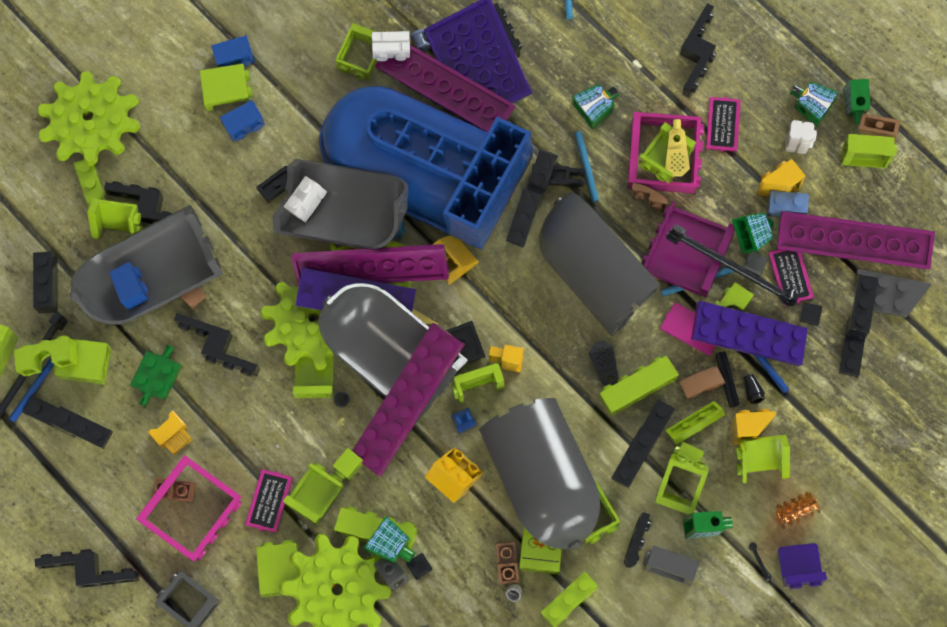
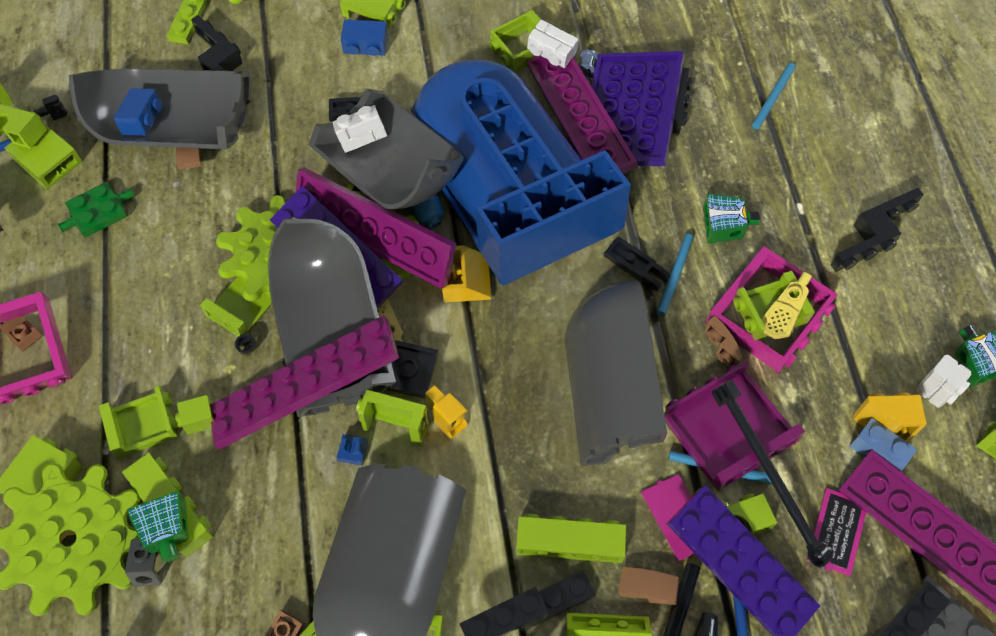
camera: 30 degrees right, 10 degrees down
(45, 282) = (82, 56): black brick -> none
(113, 216) = (173, 41): lime panel -> none
(171, 434) = (60, 271): yellow piece -> none
(216, 345) = (172, 216): black bracket -> none
(268, 501) = (81, 407): piece -> none
(419, 566) = (181, 577): black tile -> none
(453, 474) = (295, 500): yellow slope -> none
(532, 198) = (592, 266): black bracket -> none
(606, 370) = (548, 498): black piece -> none
(723, 124) = (858, 321): piece -> none
(753, 231) = (822, 449): green torso -> none
(755, 263) = (802, 490): dark grey bracket -> none
(810, 314) = (835, 592): black tile -> none

